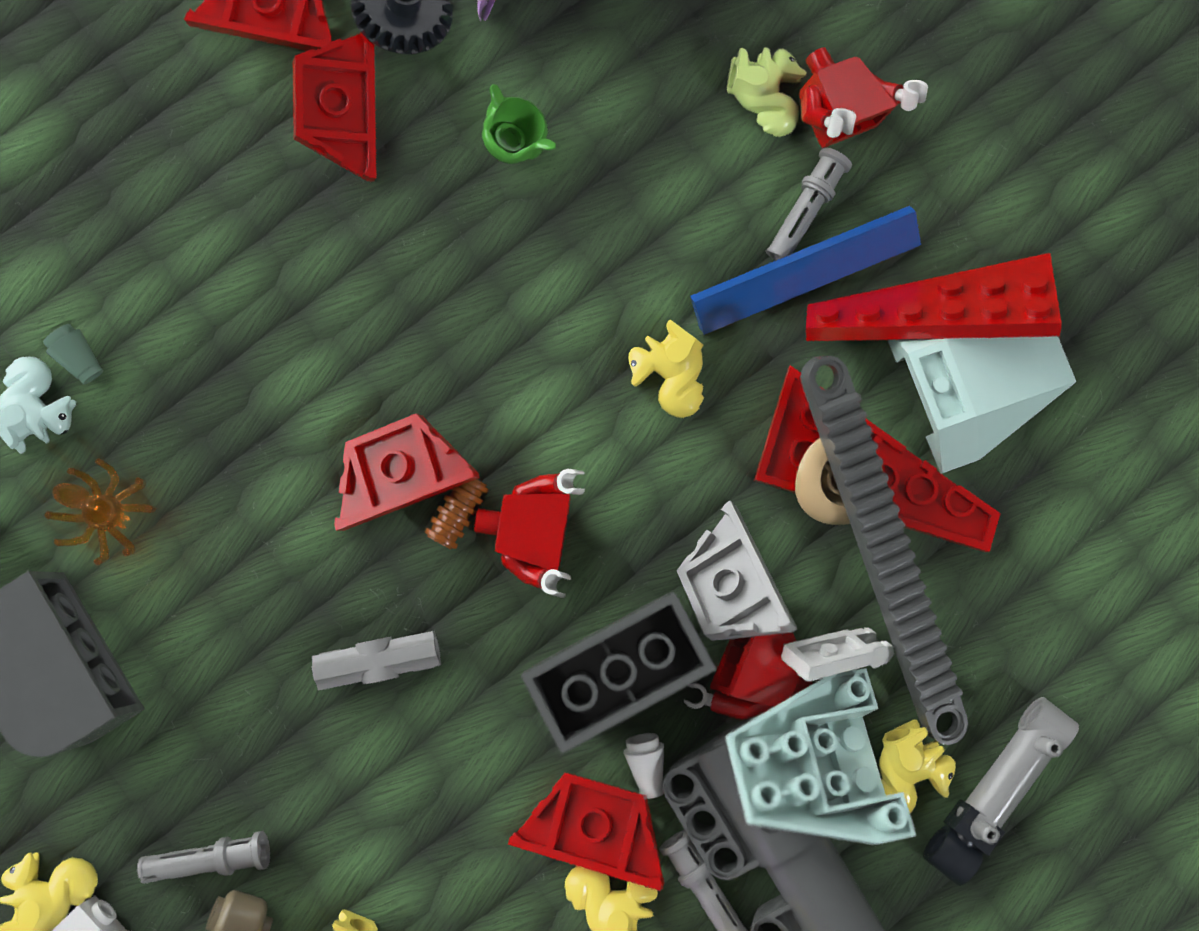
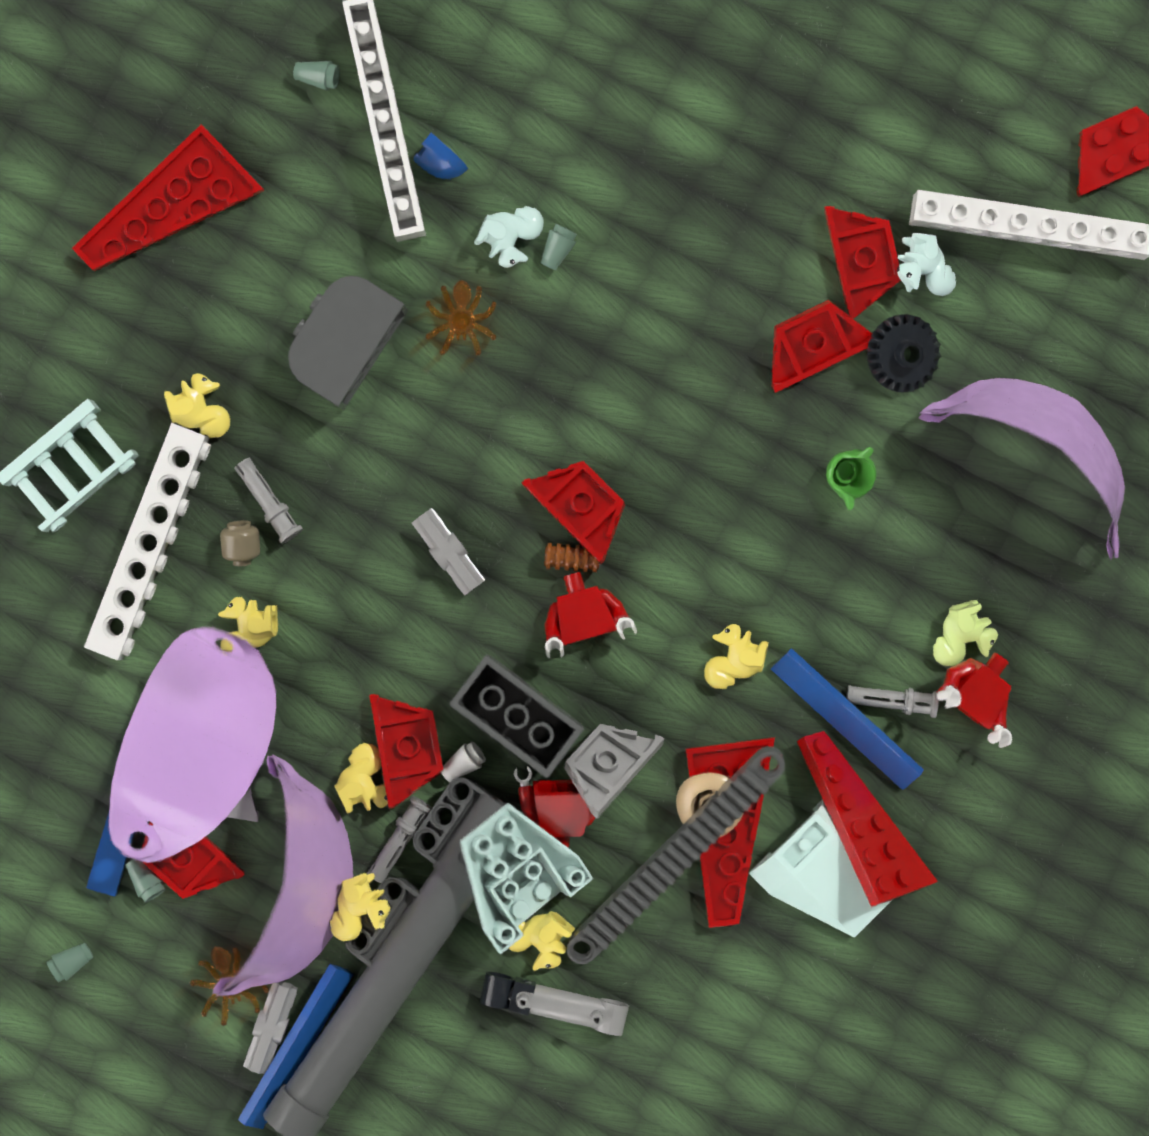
camera: 65 degrees right, 5 degrees up
(836, 653) = (594, 854): white hinge -> none

